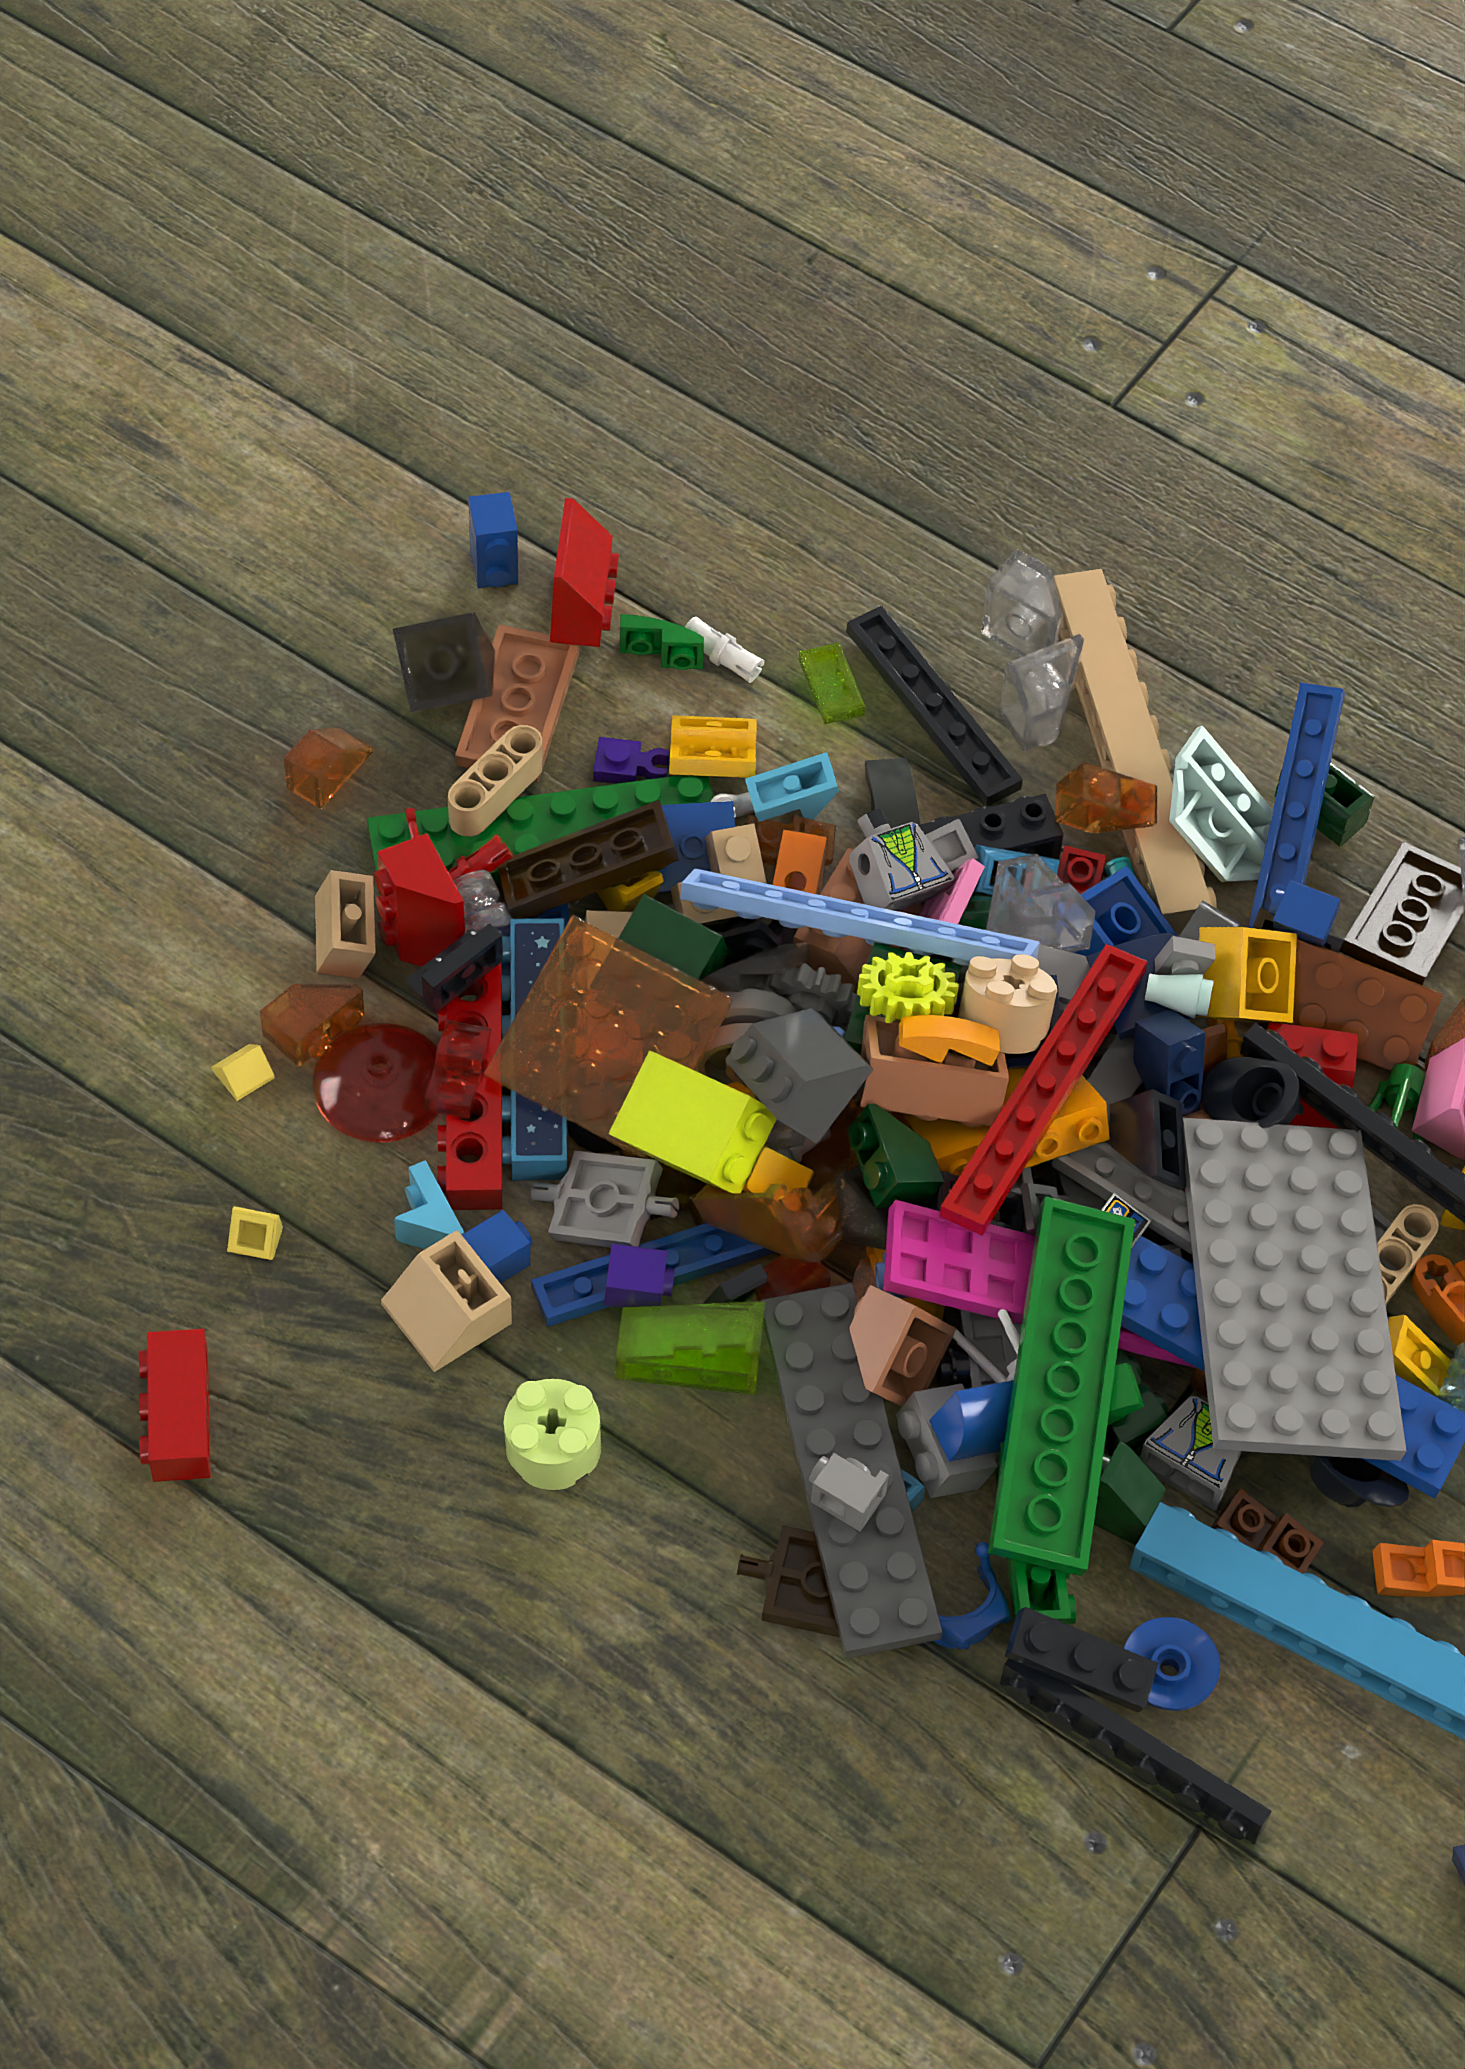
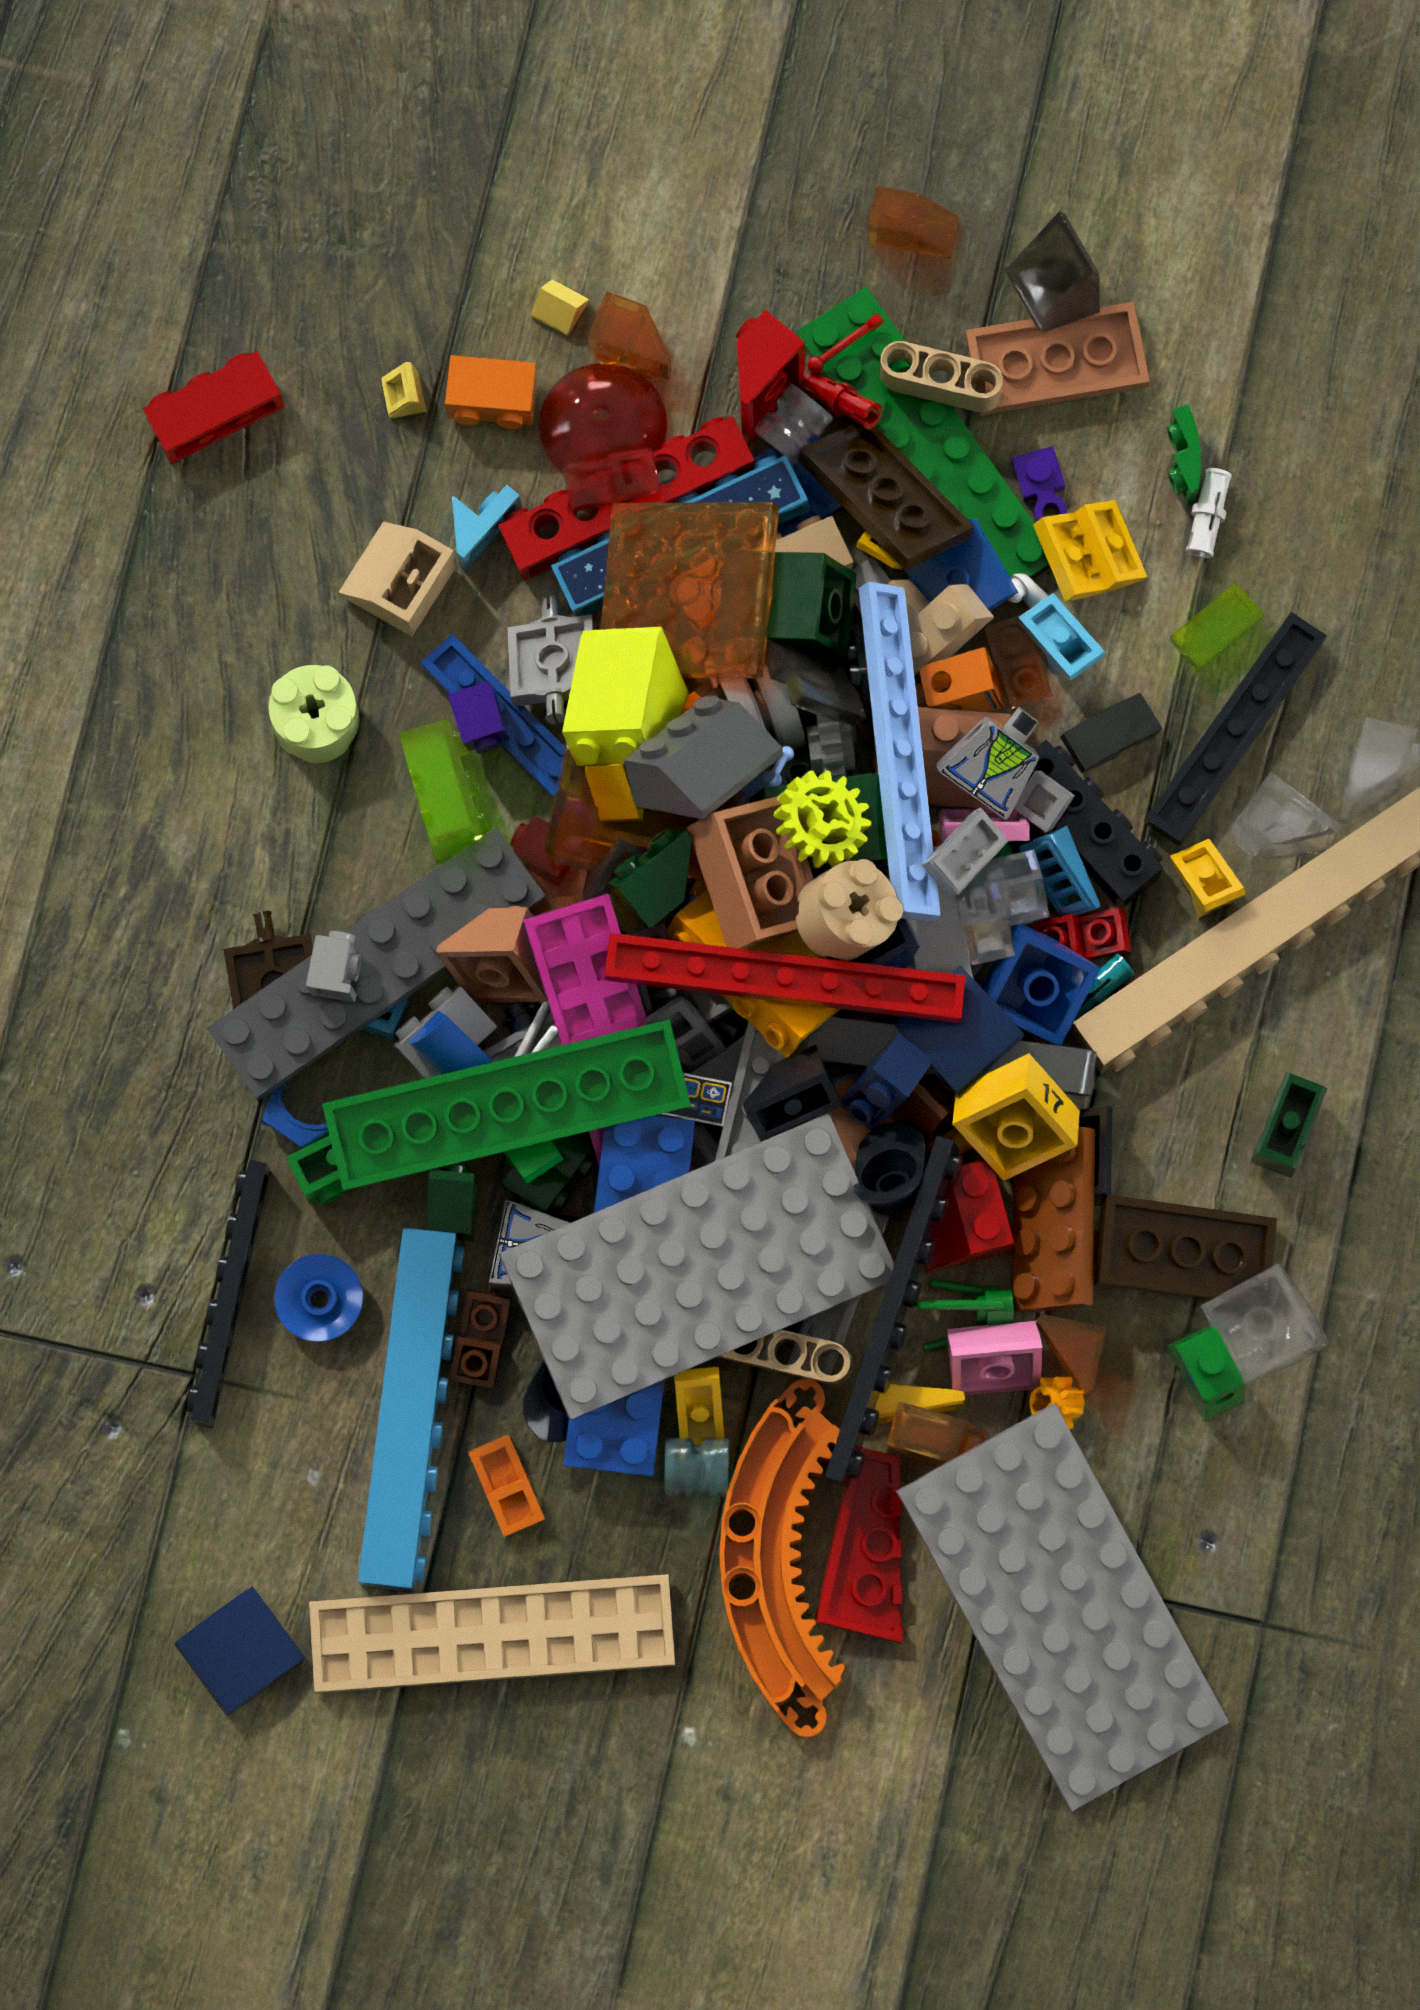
camera: 75 degrees right, 20 degrees up
(302, 1150) = (491, 391): none -> orange brick
(345, 924) = (718, 324): tan brick -> none
(457, 967) = (703, 430): black bracket -> none
(493, 540) = (1218, 253): blue brick -> none
(501, 1245) = (469, 592): blue brick -> none
(582, 579) = (1210, 349): red slope -> none
(740, 1287) = (504, 803): black tile -> none
(936, 1034) = (776, 879): light orange slope -> none
(983, 905) = (965, 853): none -> light grey plate
(1049, 769) = (1207, 877): none -> yellow slope
(1081, 1659) = (274, 1219): black plate -> none
(1104, 800) = (1170, 925): clear orange slope -> none
(1181, 993) = (948, 1063): light aqua cone -> none
(1184, 957) = (981, 1052): light grey plate -> none
(1219, 810) = (1204, 1042): light aqua wedge -> none
(1299, 791) = (1240, 1101): blue plate -> none
(1304, 912) = (1104, 1145): blue brick -> none

